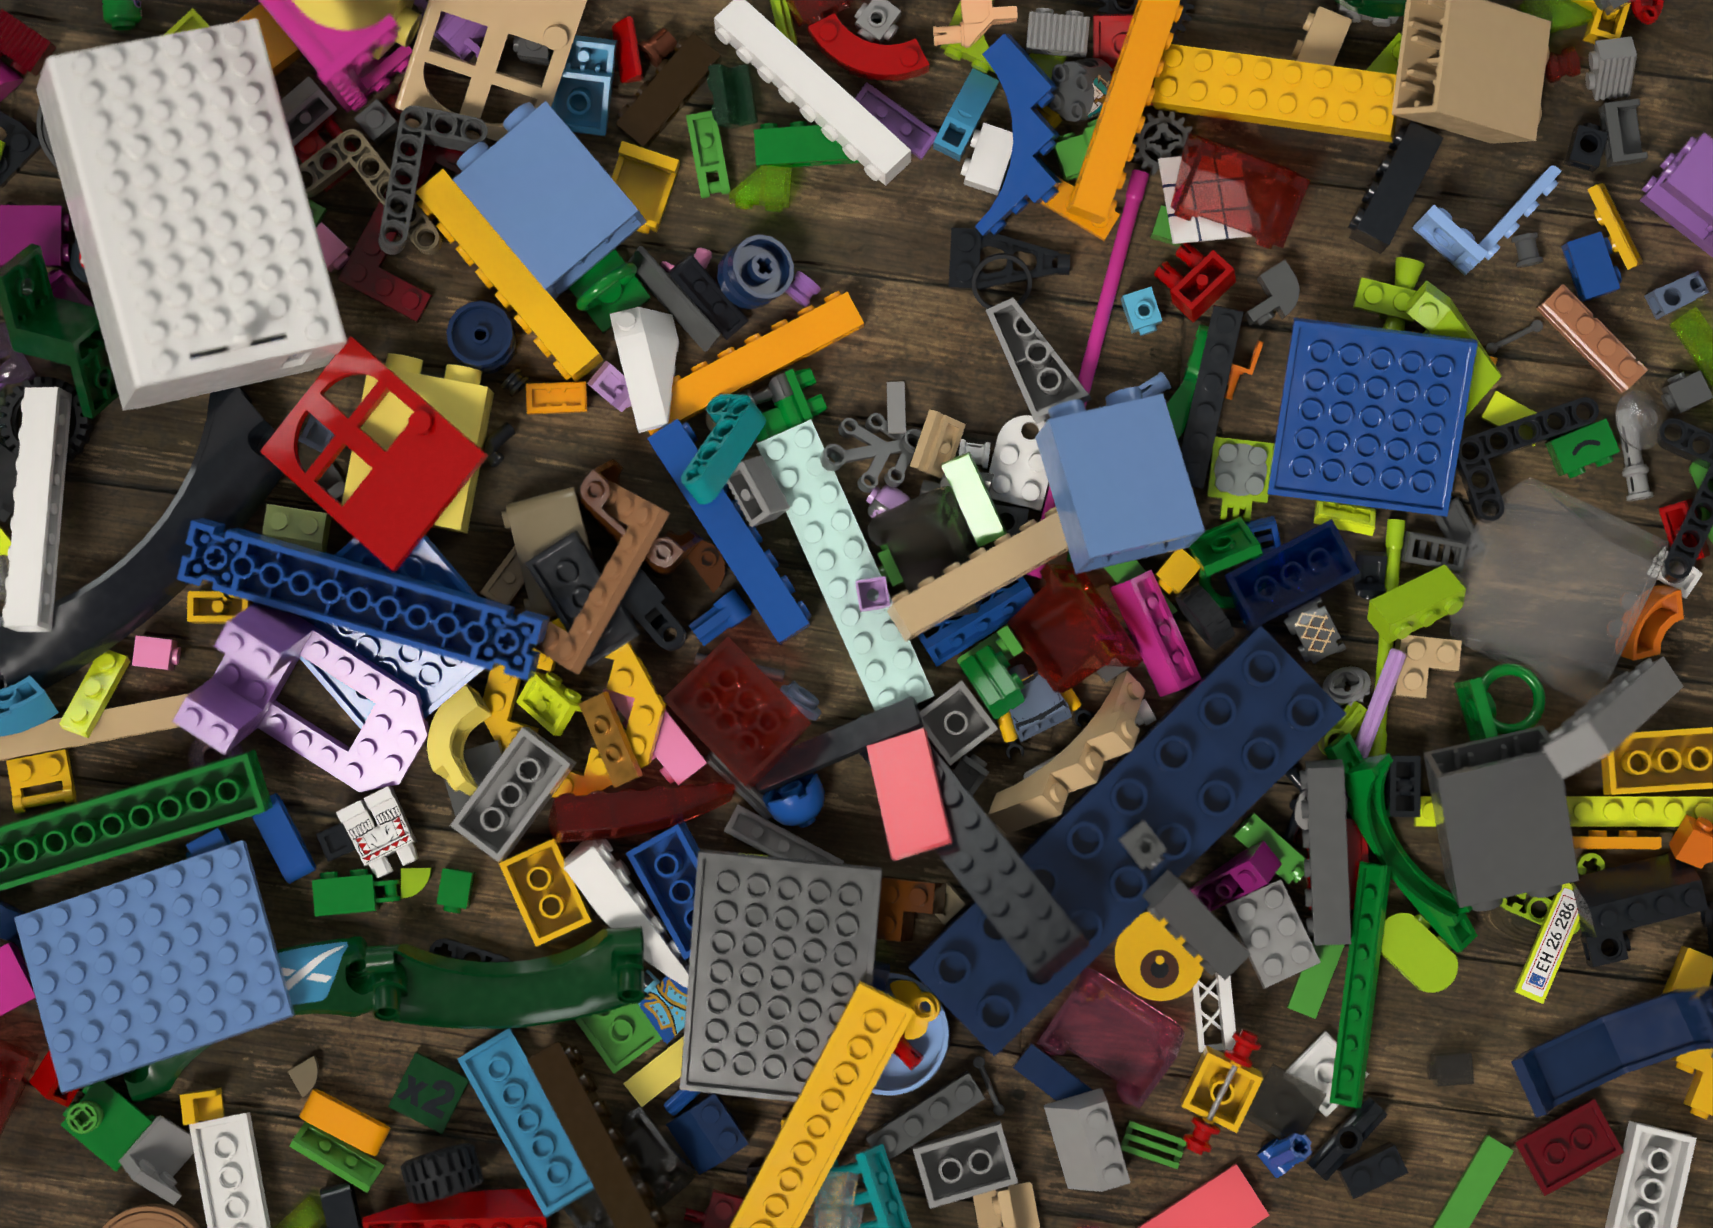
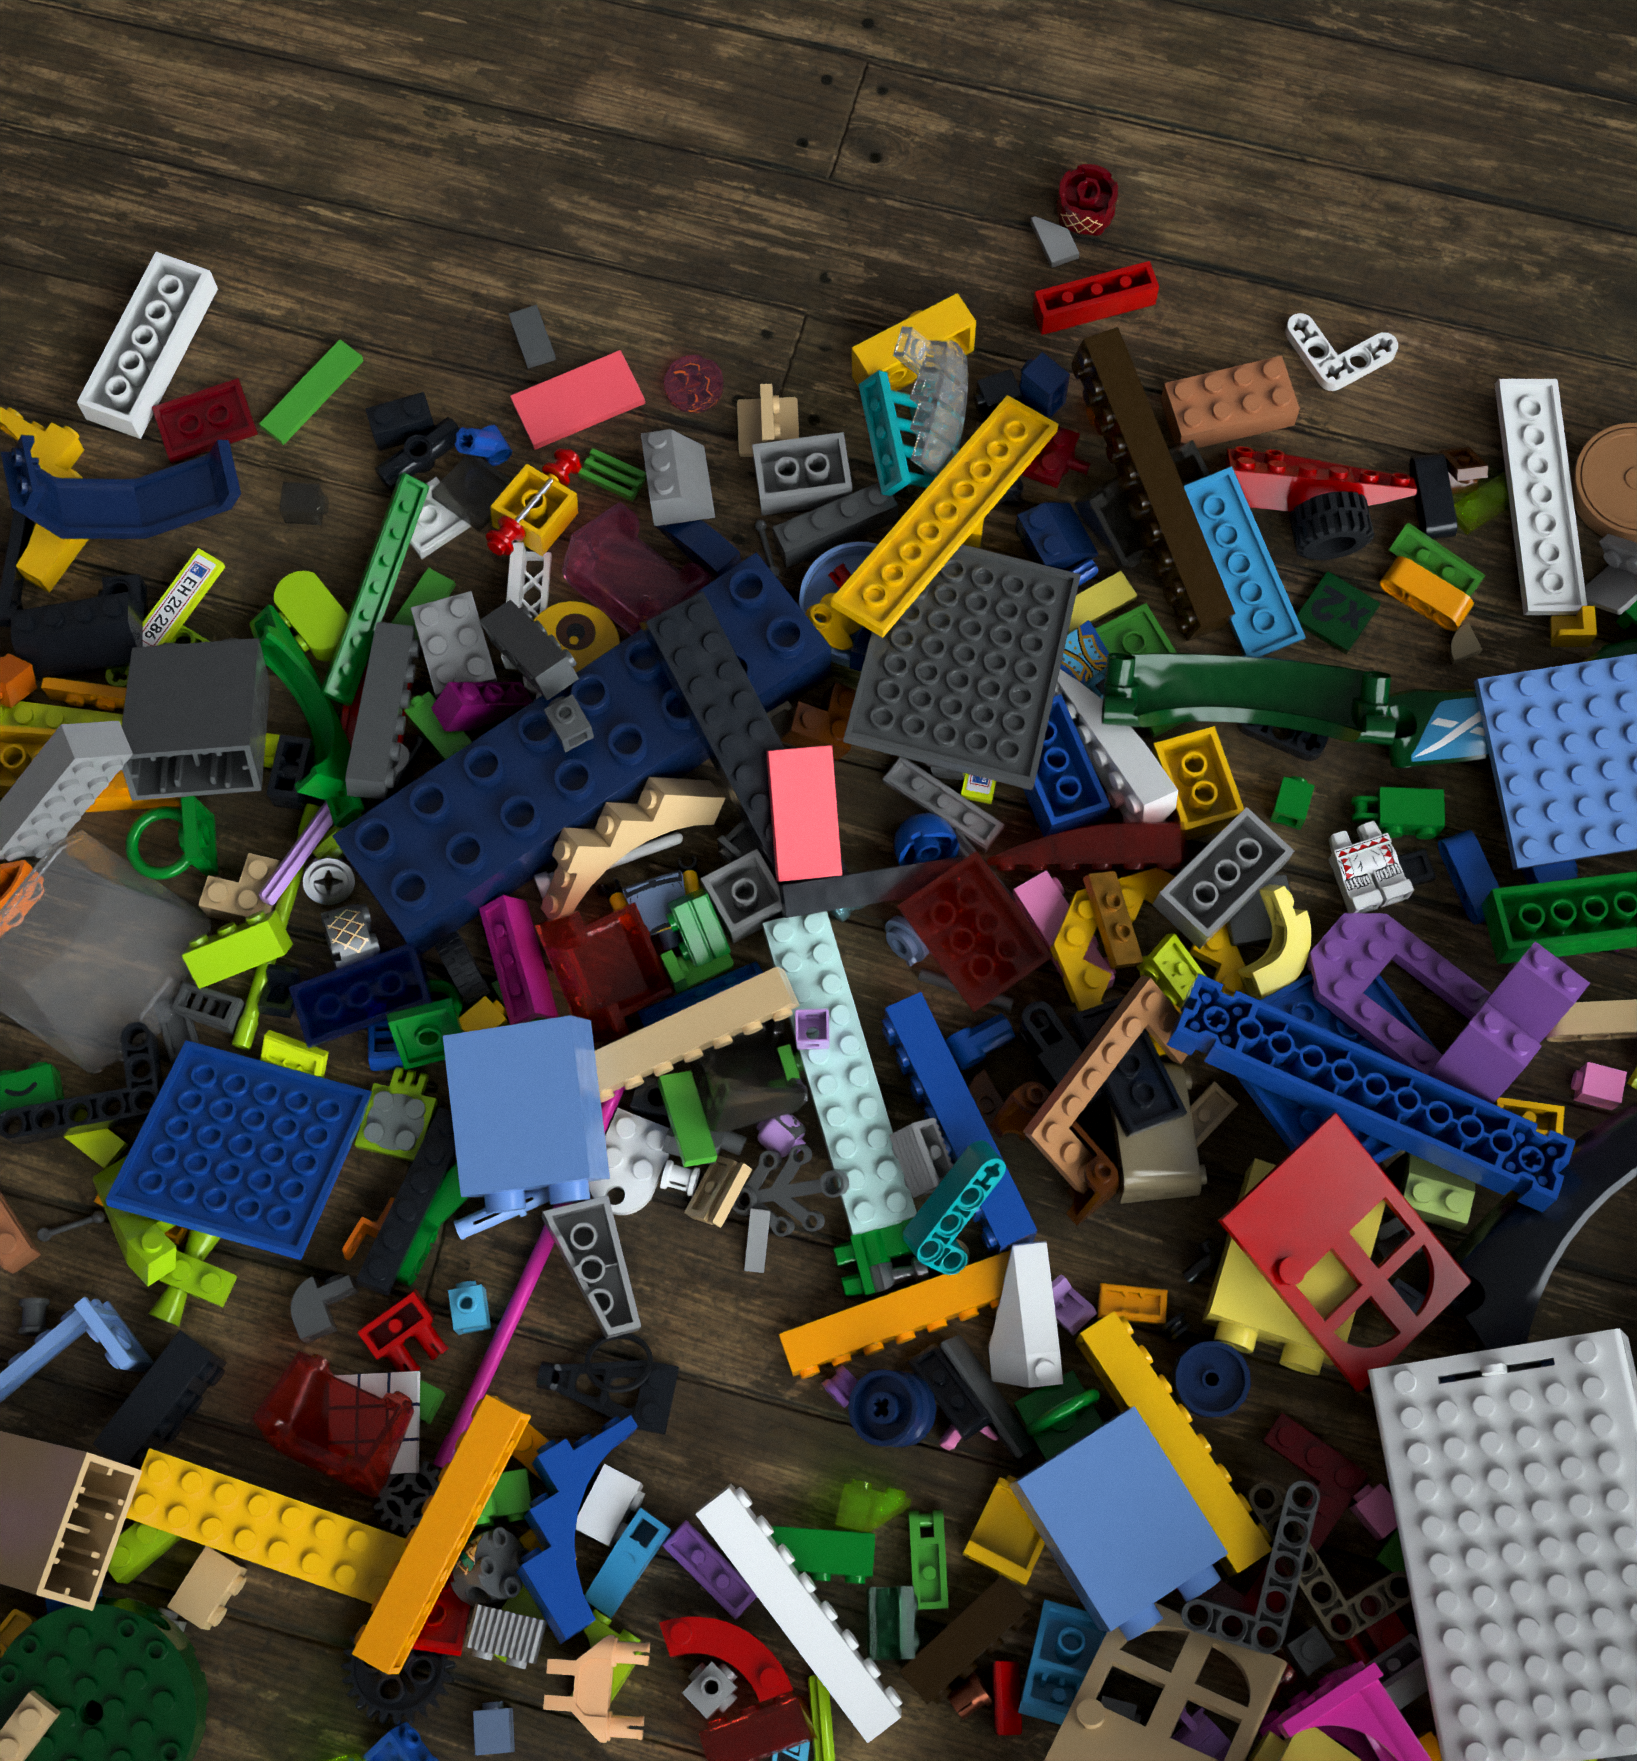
camera: 170 degrees left, 15 degrees down
(414, 880) = (1335, 818): lime tile -> none

